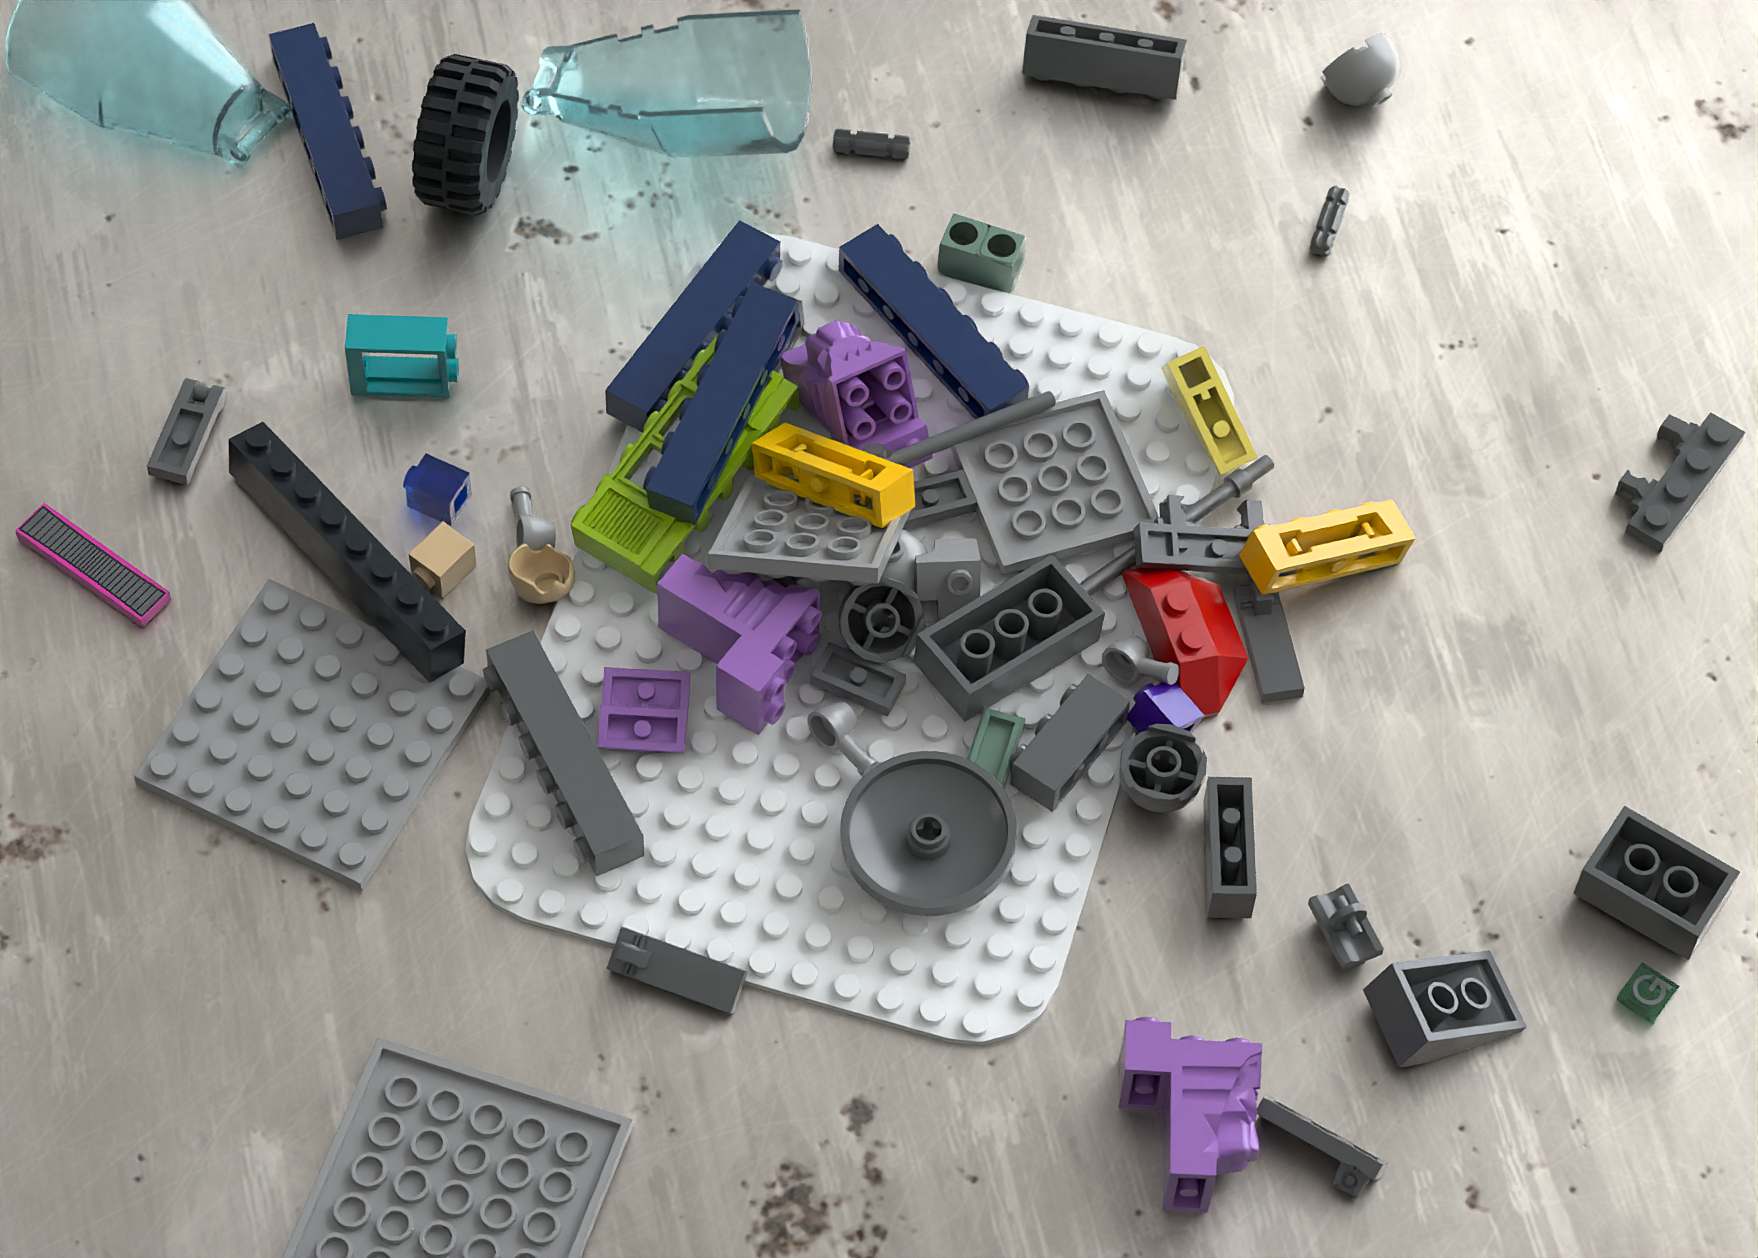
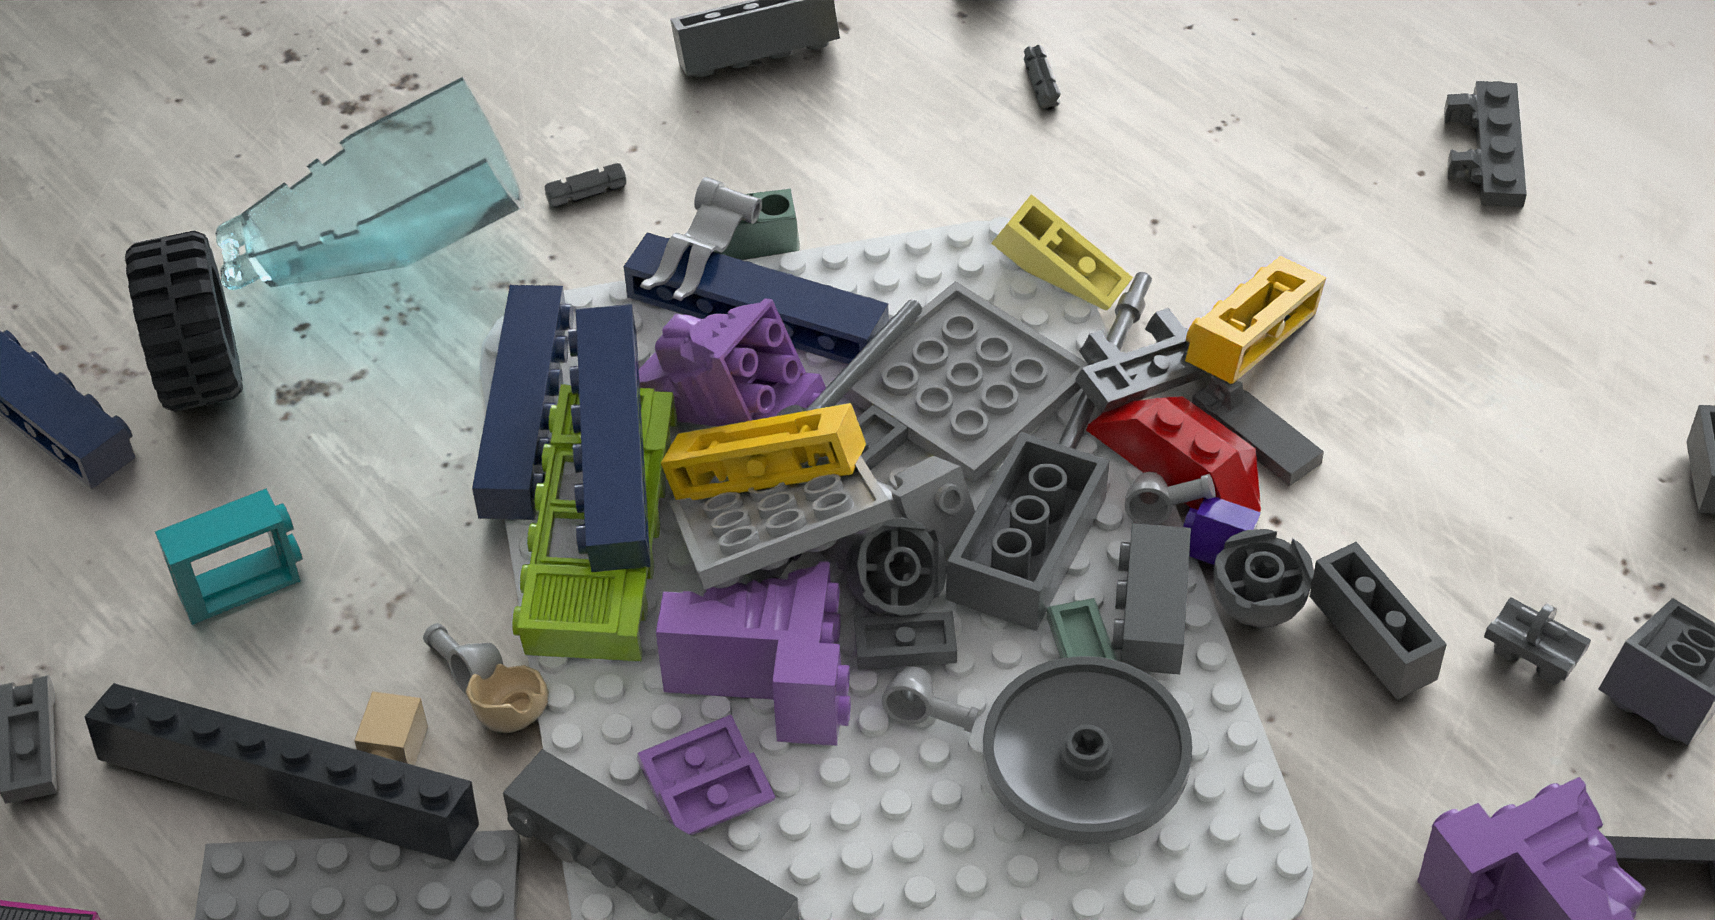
camera: 25 degrees left, 10 degrees down
(437, 489) = (342, 667): clear blue brick -> none
(924, 252) = (711, 230): none -> light grey flag

